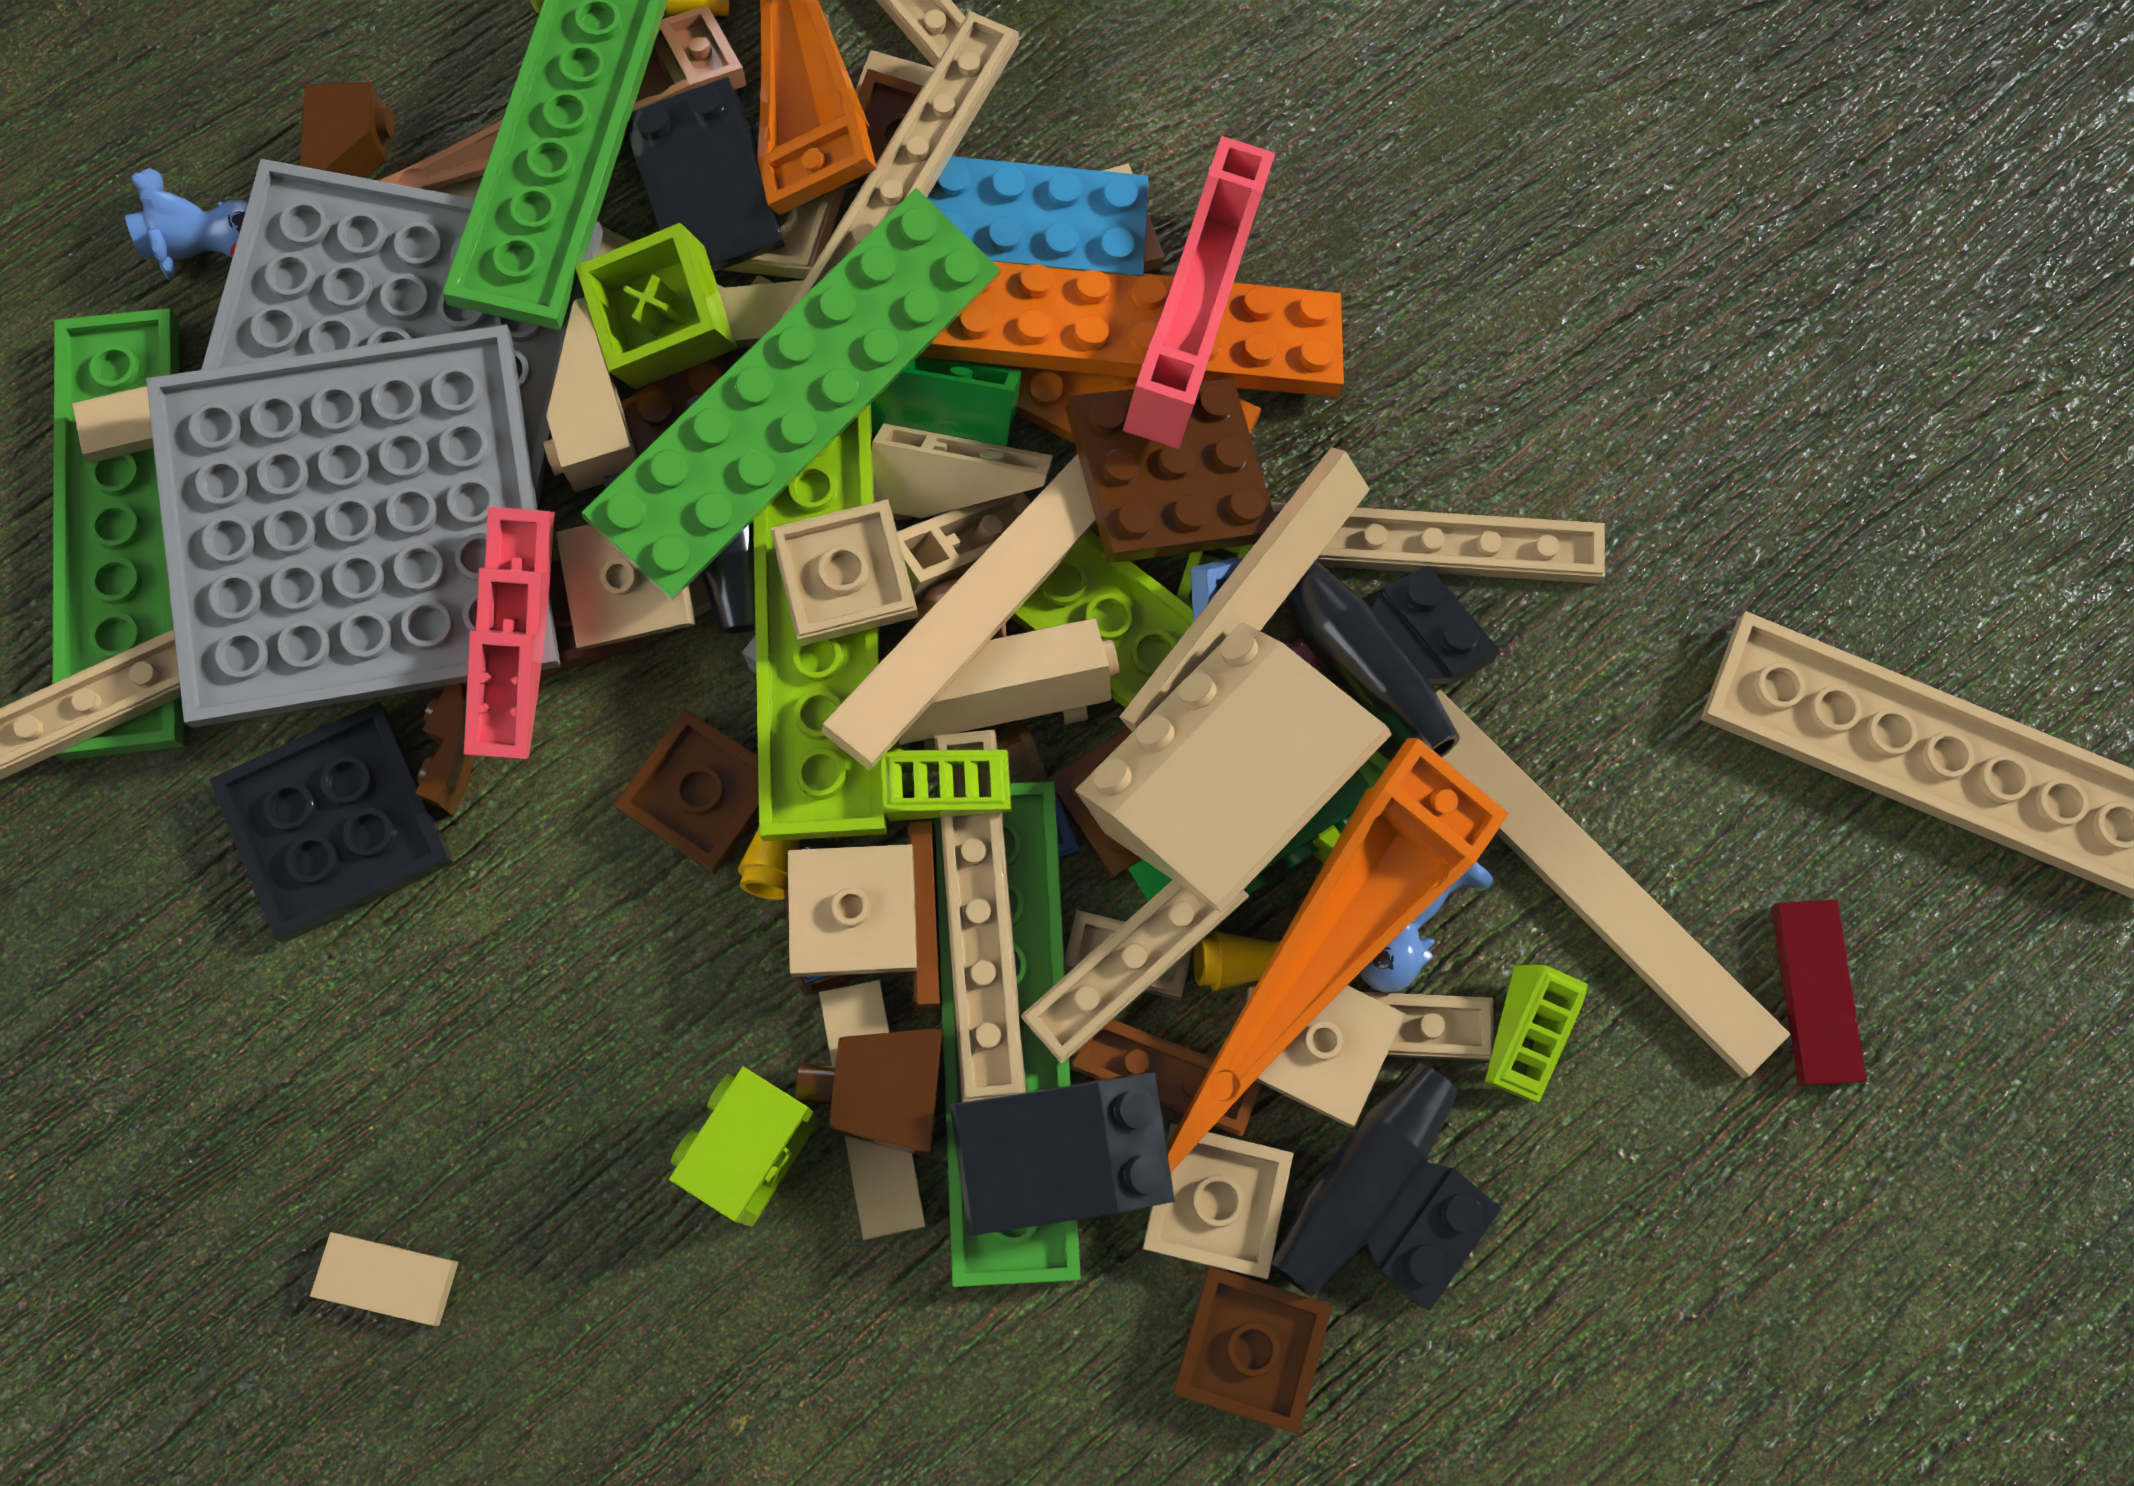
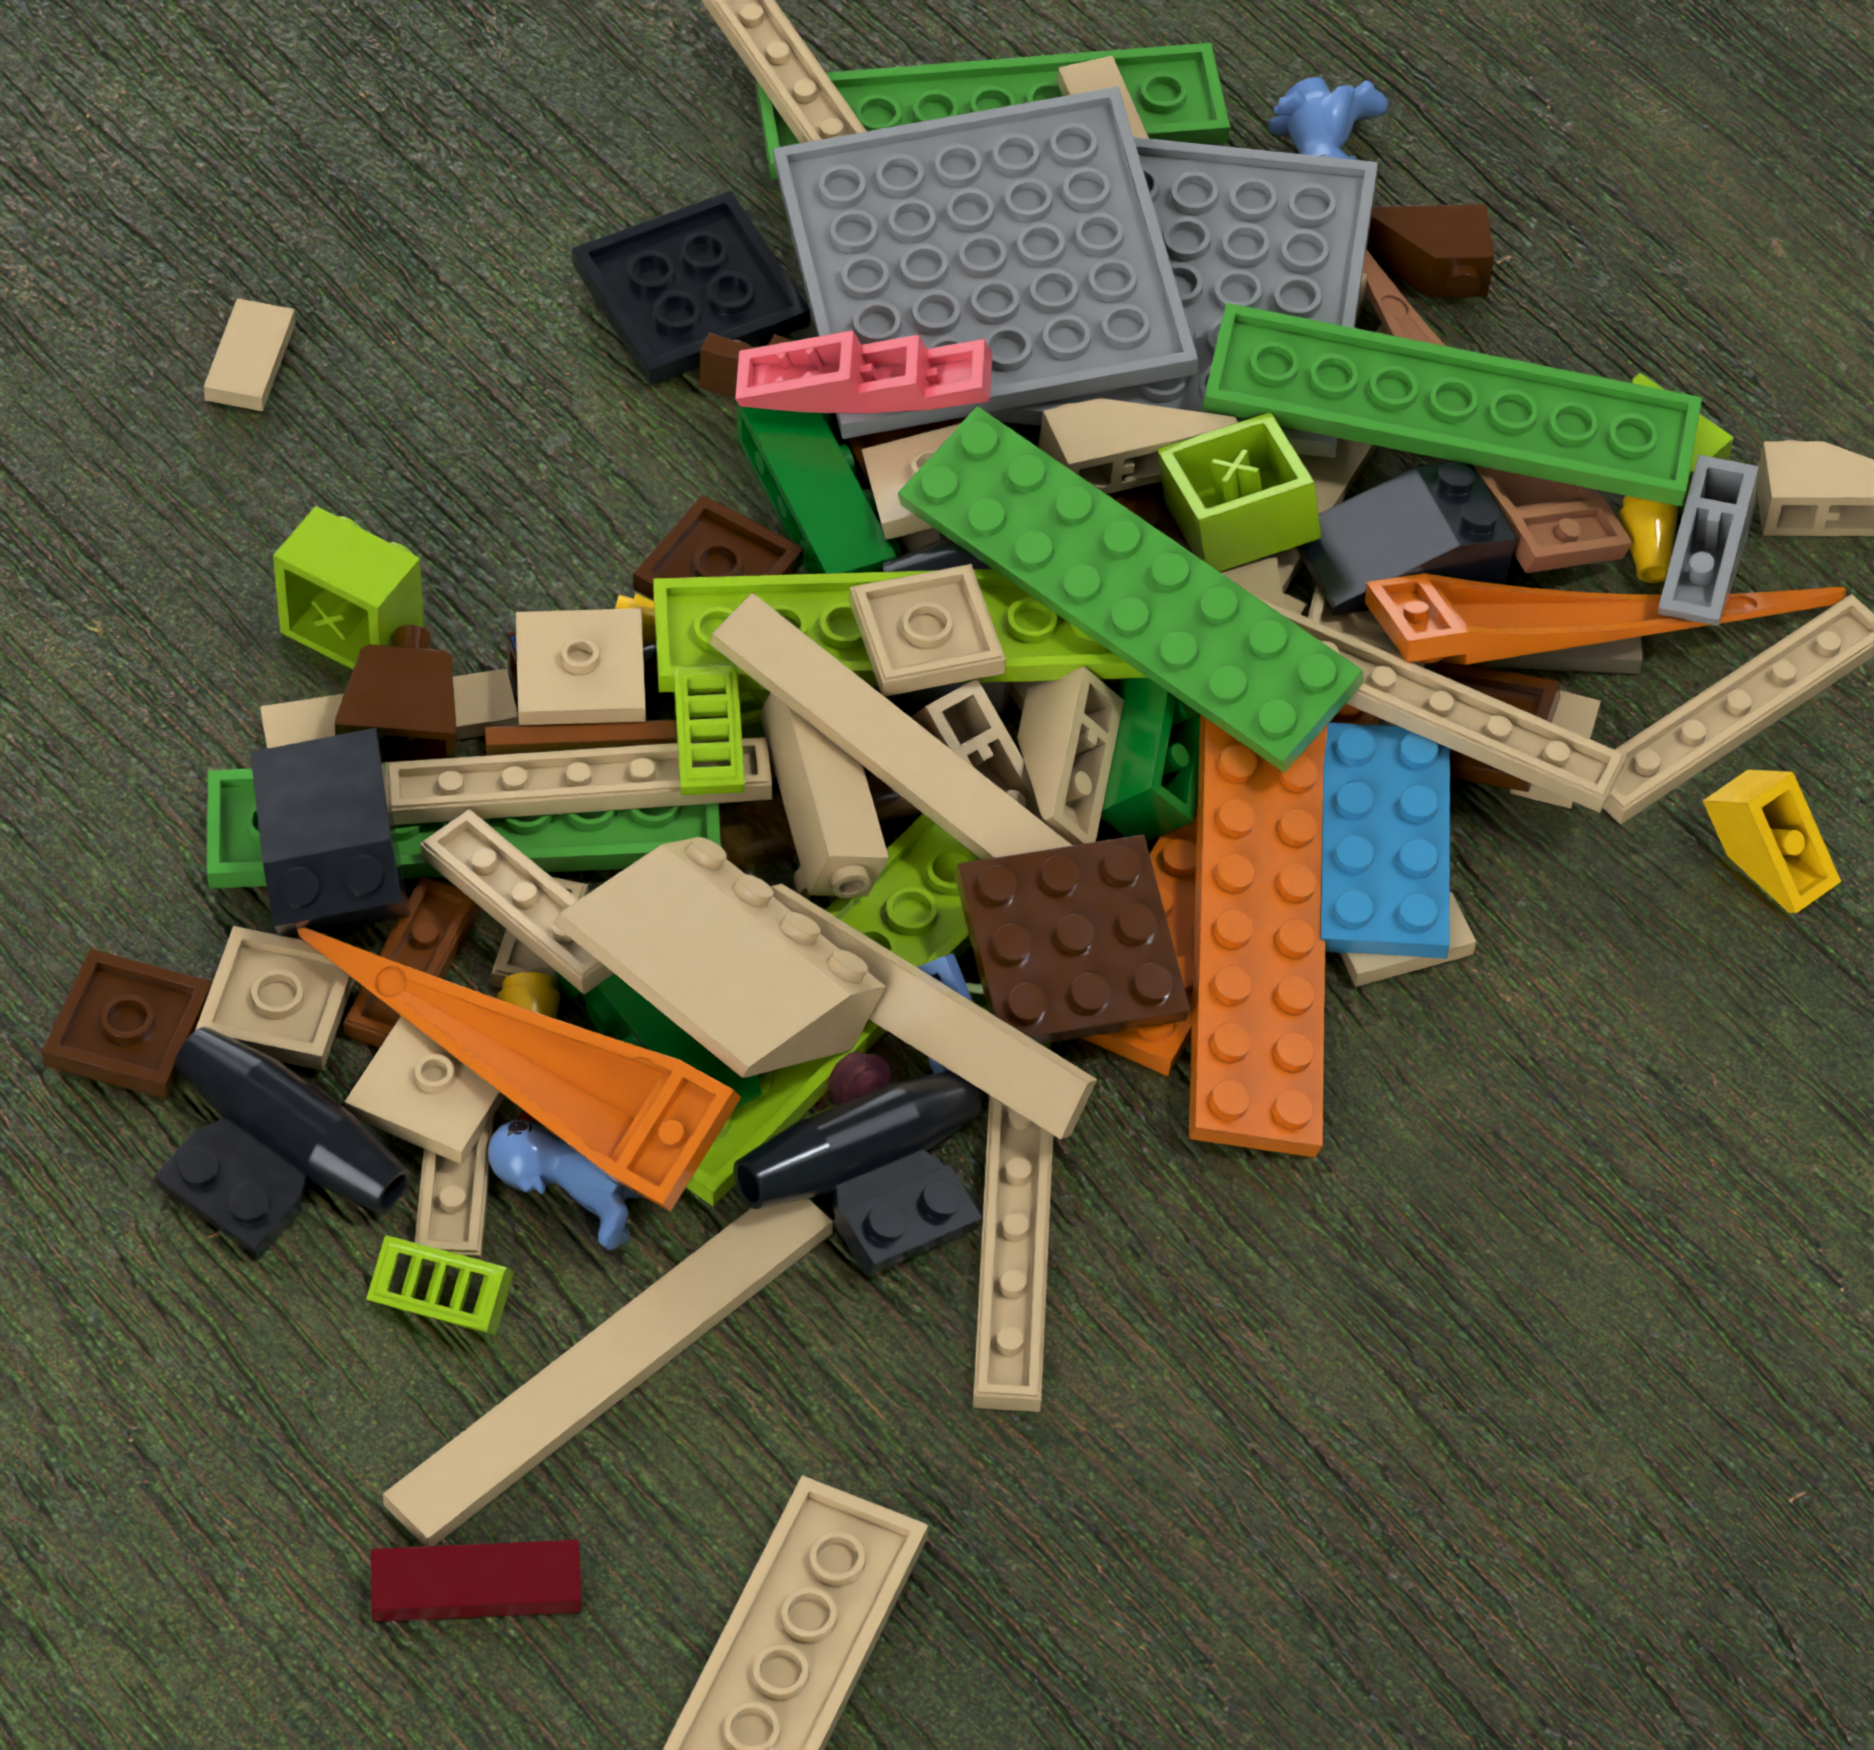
camera: 90 degrees right, 20 degrees down
(628, 695) = (814, 490): none -> green brick
(1198, 294) = (1379, 994): coral arch -> none

